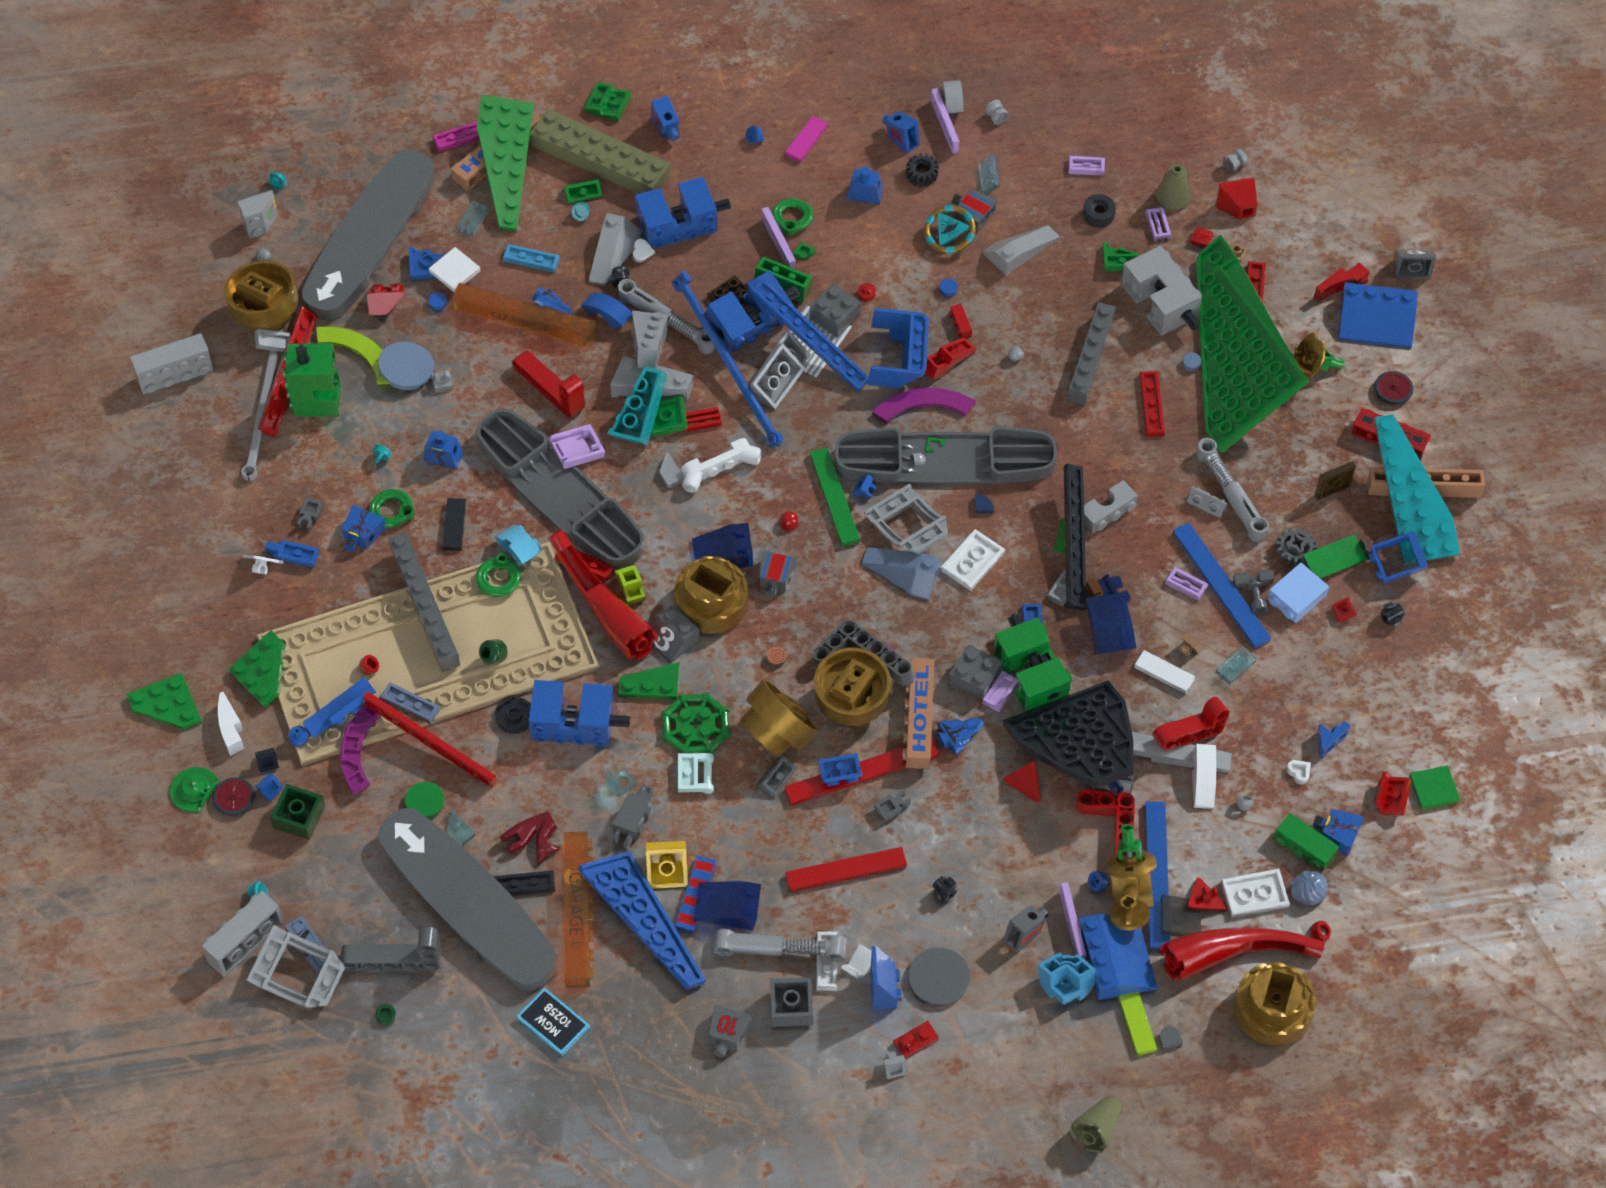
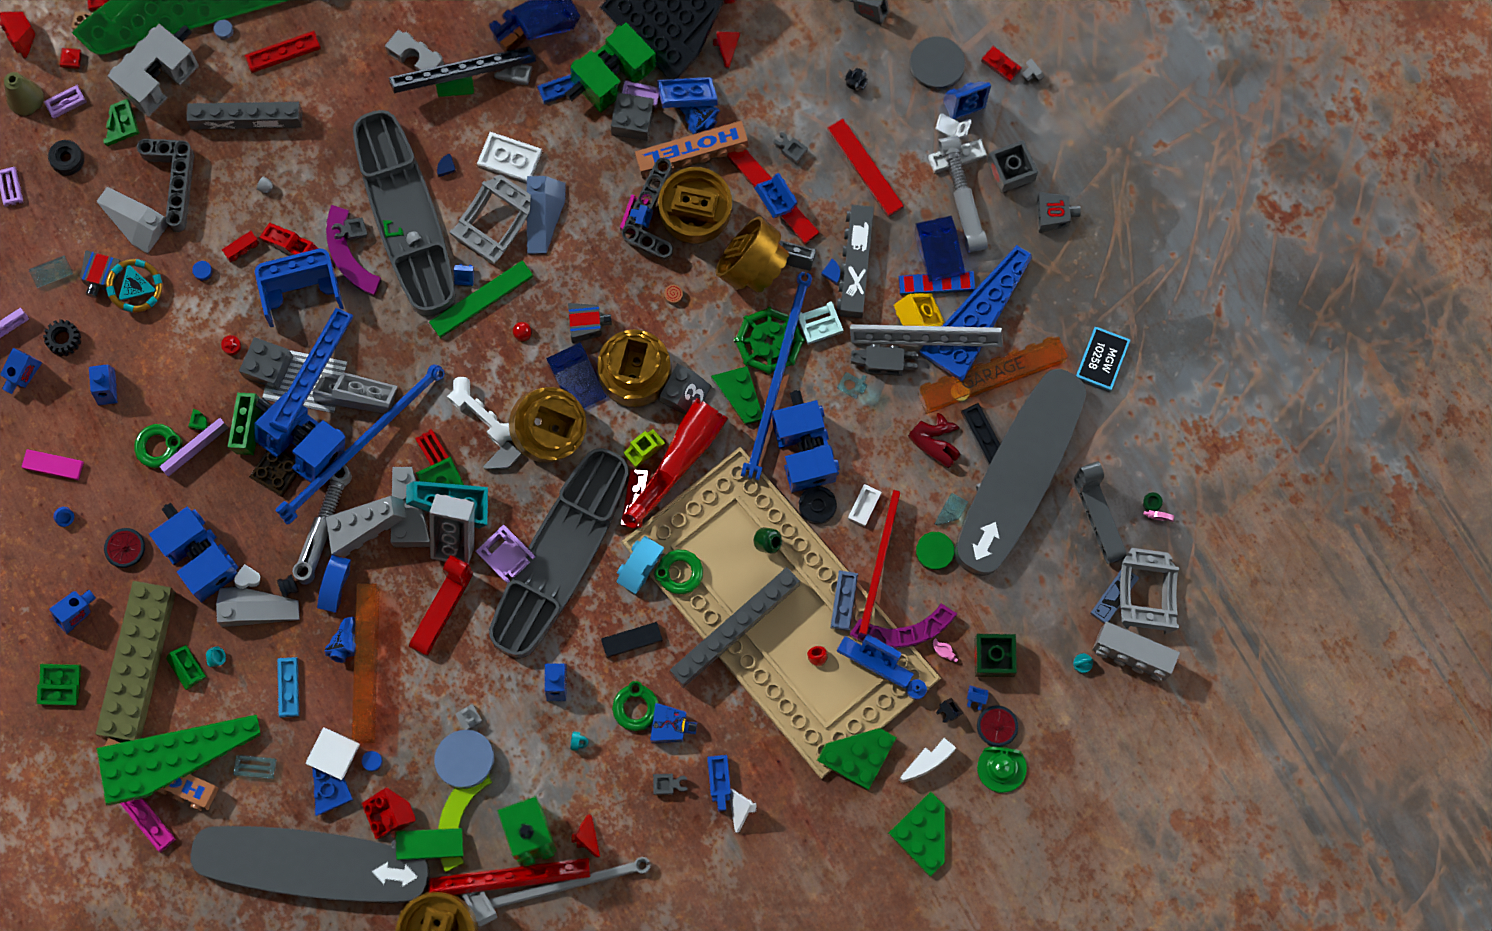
camera: 110 degrees left, 15 degrees up
(294, 436) = (586, 836): none -> red piece
(326, 776) = (944, 650): none -> bright pink piece
(344, 316) = (428, 843): none -> green piece
(368, 1014) = (1160, 516): none -> bright pink piece
(496, 754) = (864, 505): none -> white tile
(573, 667) = (777, 378): none -> blue hinge
(609, 396) = (451, 528): none -> light grey brick
(636, 853) = (926, 335): none -> light grey tile
(682, 506) = (552, 408): none -> pearl gold piece
(710, 168) = (124, 547): none -> dark red wheel
(745, 802) = (832, 272): none -> blue tile
(746, 825) = (856, 261): none -> dark grey brick
(856, 635) = (642, 216): none -> blue tile
(943, 411) = (352, 228): none -> dark grey plate
(983, 726) = (687, 92): none -> blue tile
(1043, 289) = (176, 178): none -> dark grey beam

